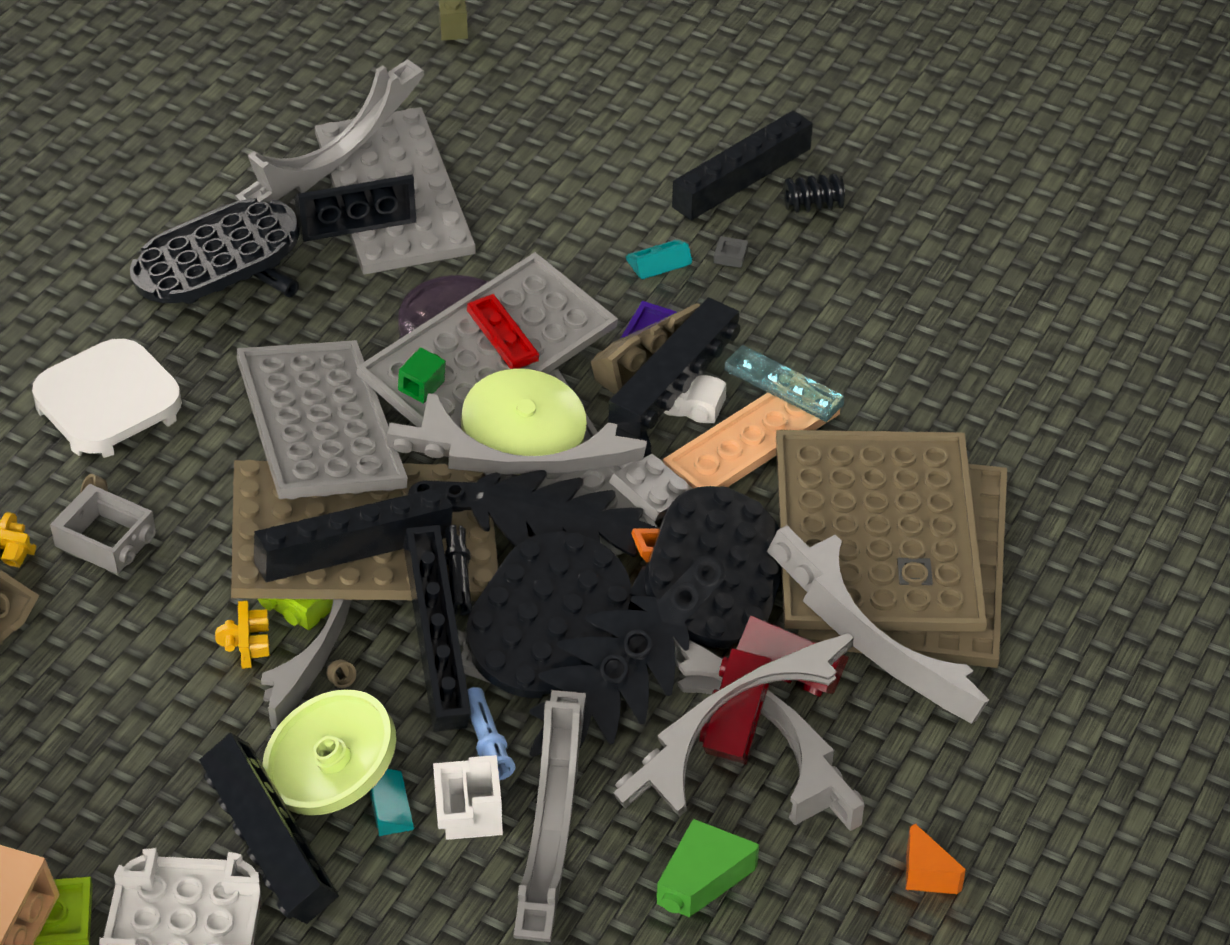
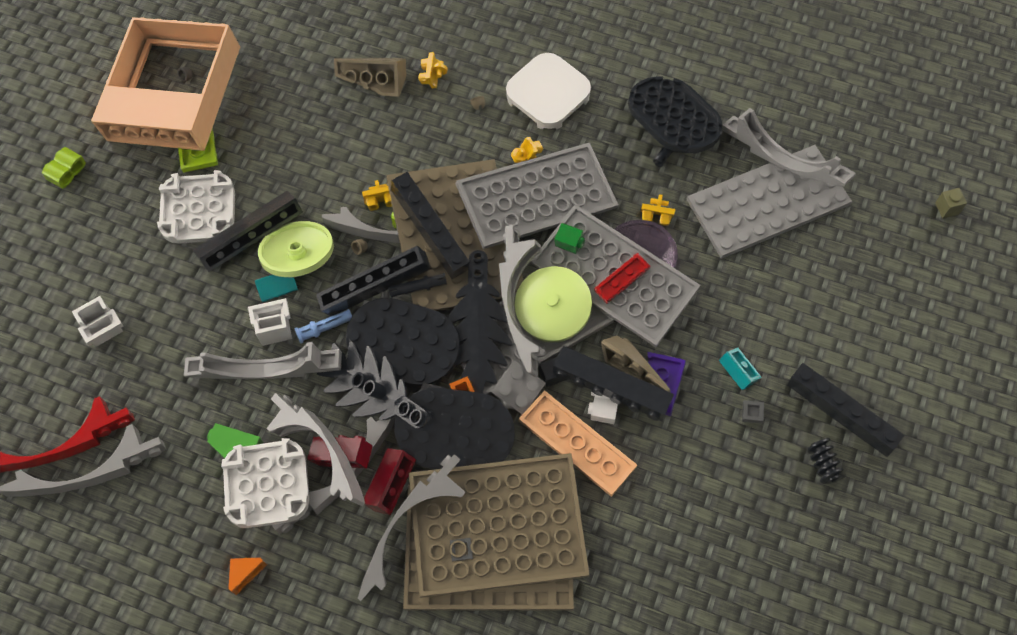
camera: 85 degrees right, 20 degrees up
(84, 509) = (449, 98): light grey window -> none
(231, 427) = (527, 150): none -> yellow hips
(356, 208) = (725, 178): black slope -> none
(379, 310) = (666, 213): none -> yellow hips
(784, 383) = (618, 455): clear light blue plate -> none
(784, 807) = (265, 484): none -> white tile

